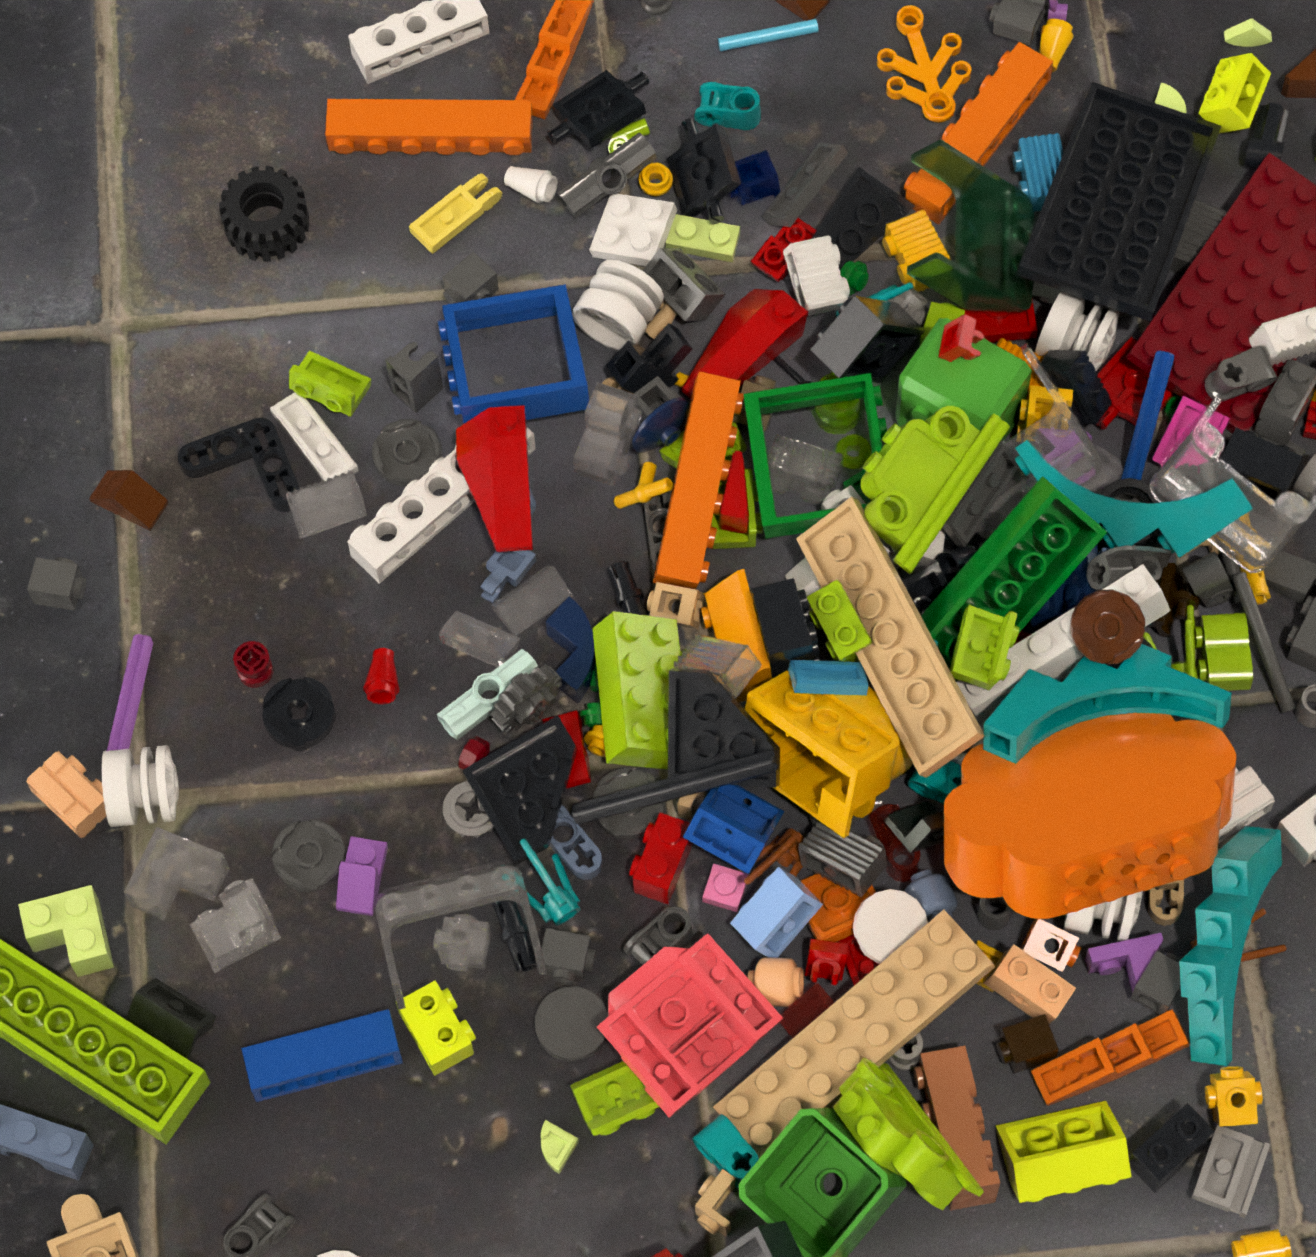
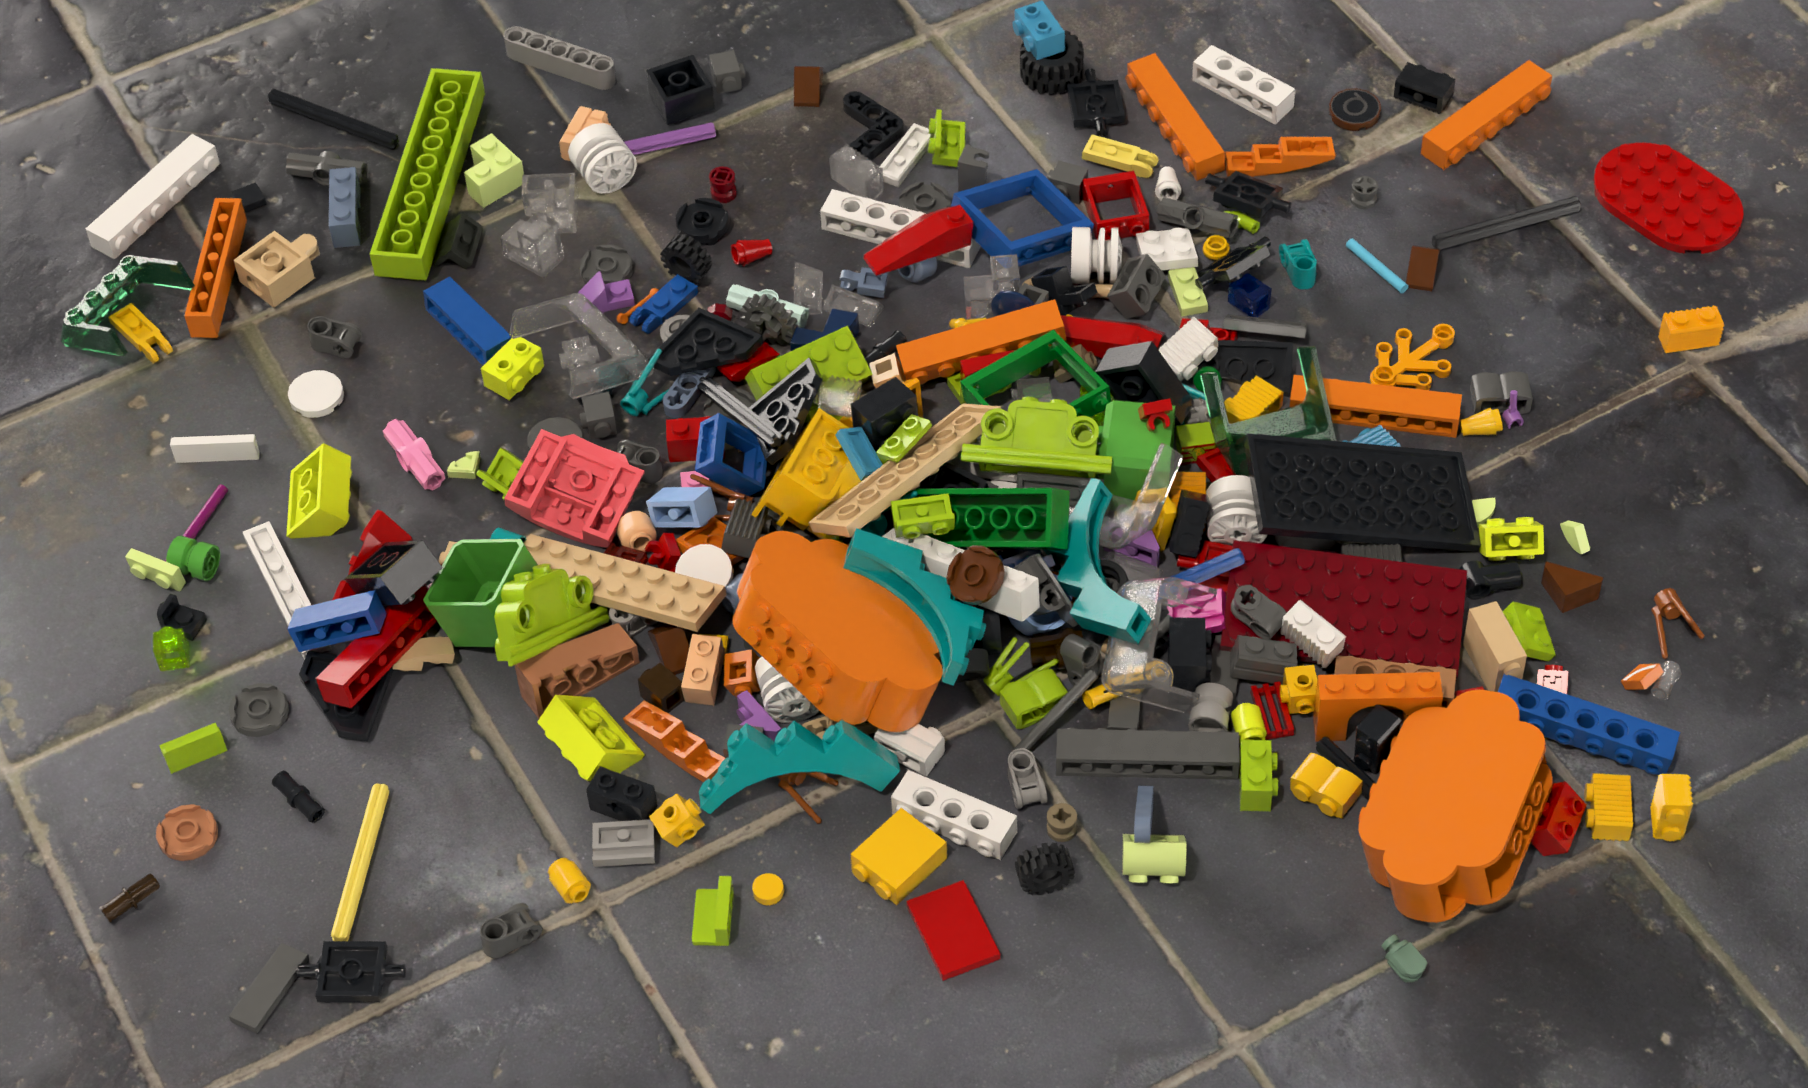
camera: 65 degrees right, 15 degrees down
(63, 648) = (680, 89): none -> black brick
(237, 200) = (1039, 30): none -> dark azure brick
(355, 199) = (1095, 103): none -> black plate
(369, 754) = (686, 258): none -> black tyre
(386, 816) = (622, 318): none -> orange hinge
(410, 808) = (664, 304): none -> blue hinge
(512, 1201) = (414, 454): none -> bright pink piece
(543, 225) = (1123, 186): none -> red window
(973, 1012) = (670, 647): none -> reddish brown slope

